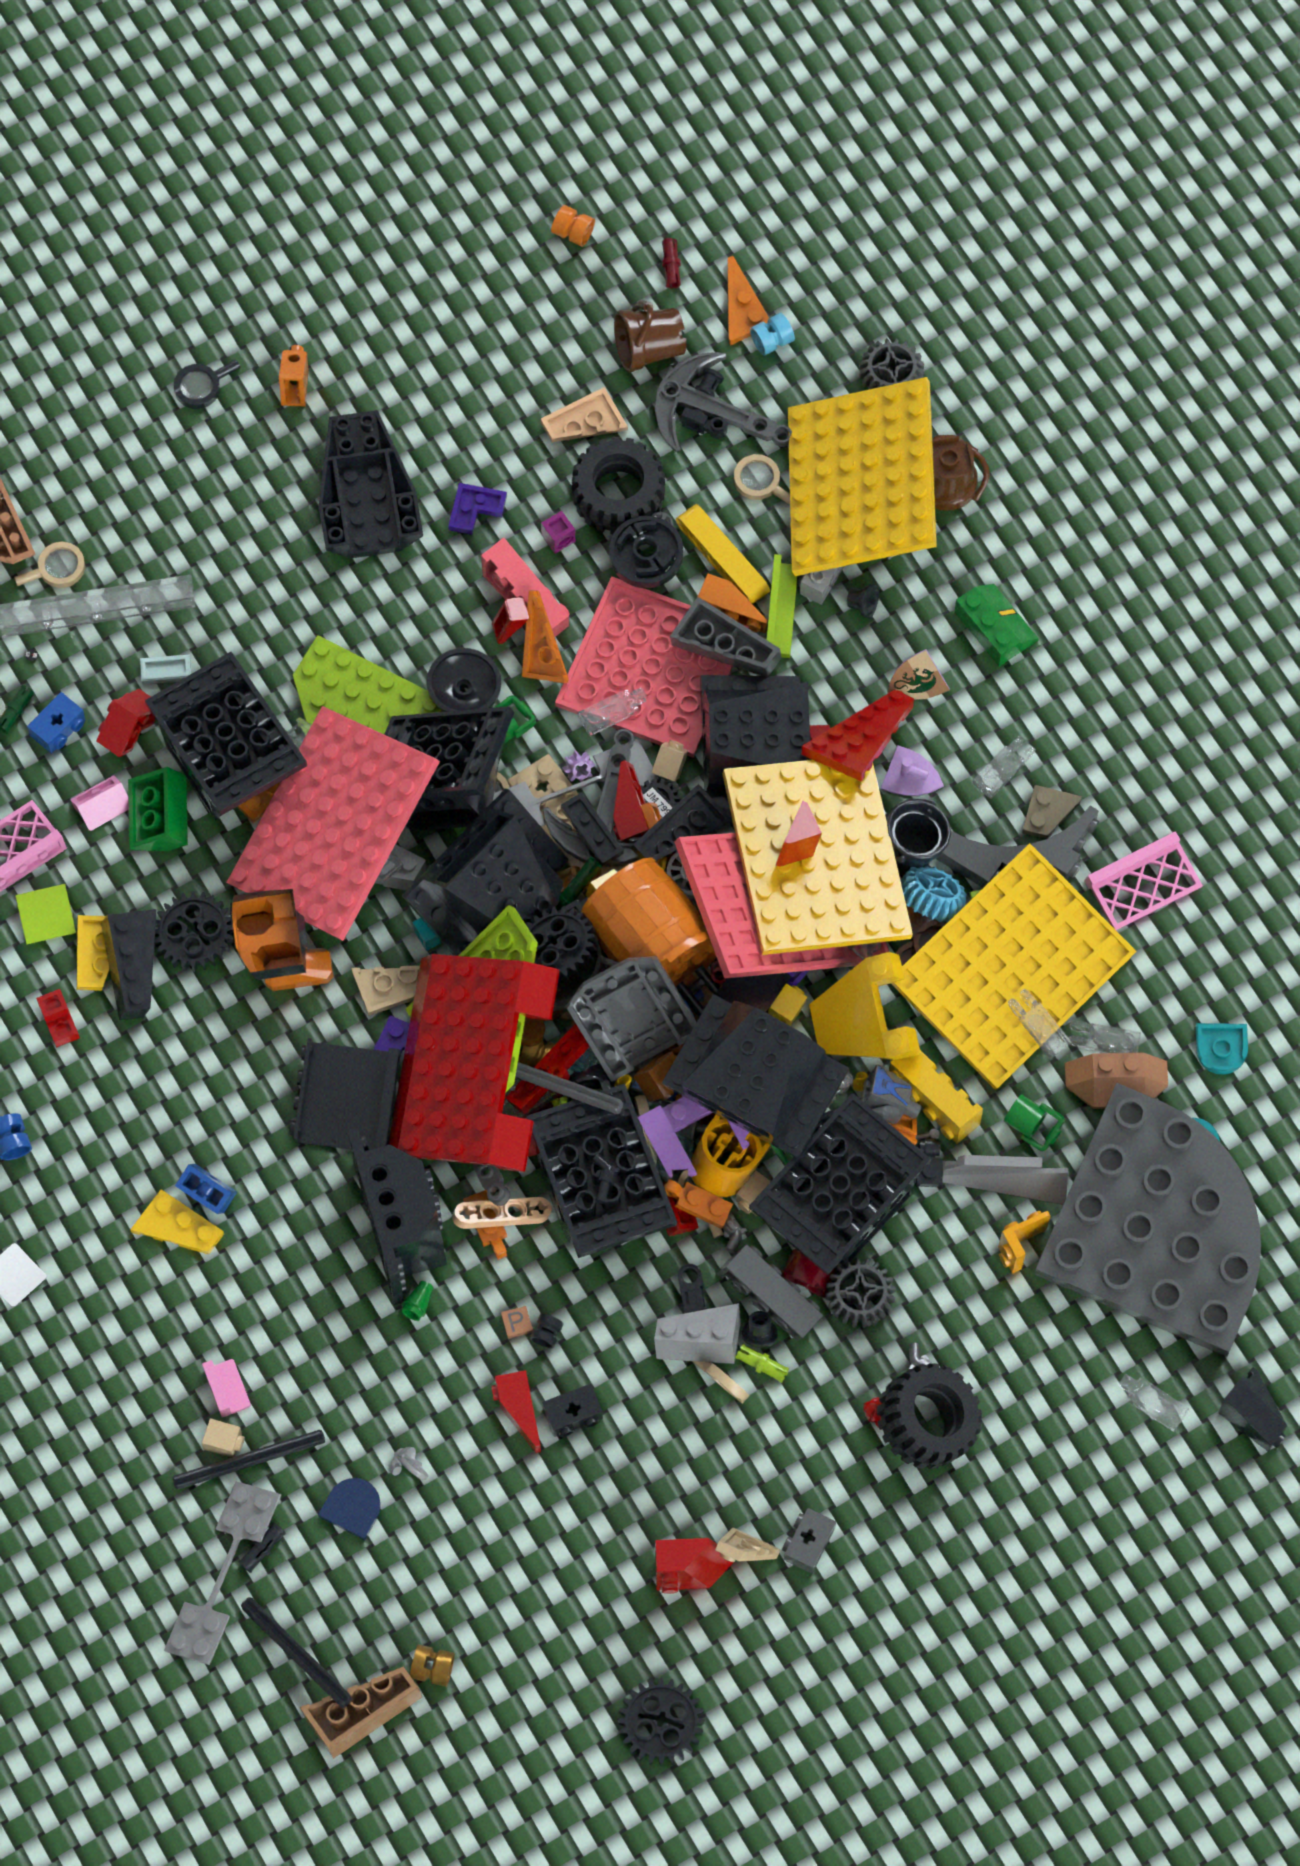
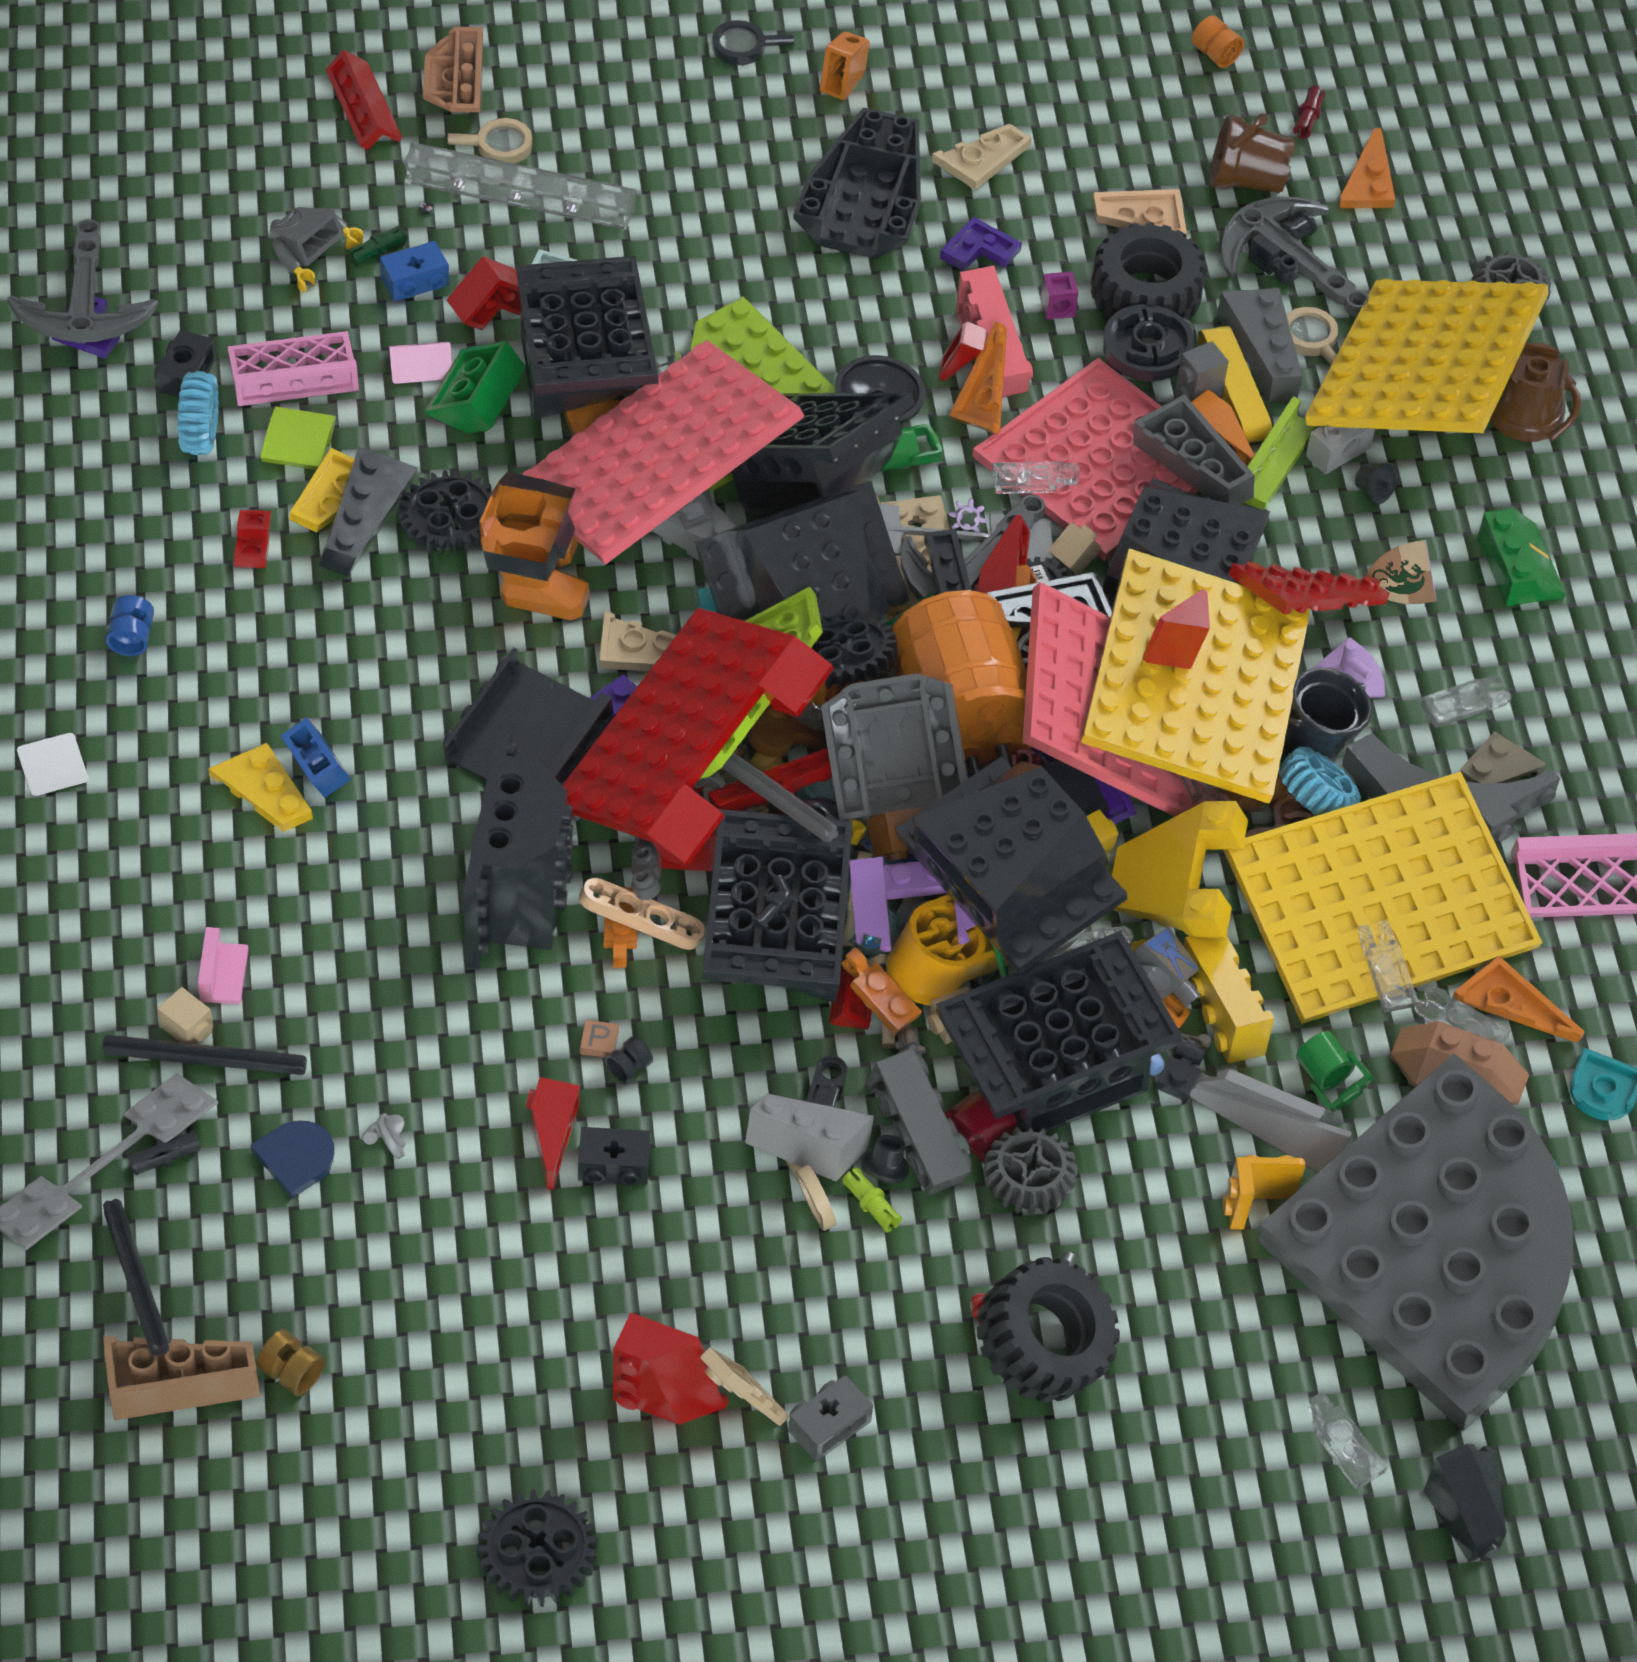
camera: 20 degrees right, 15 degrees down
(417, 1302) = (492, 970): green cone -> none
(439, 419) = (985, 157): none -> tan wing
(697, 563) = (1201, 370): none -> dark grey brick
(728, 503) = (1264, 339): none -> dark grey wedge
(774, 333) = (1390, 207): medium azure wheel -> none
(1129, 1004) = (1509, 995): none -> orange wing

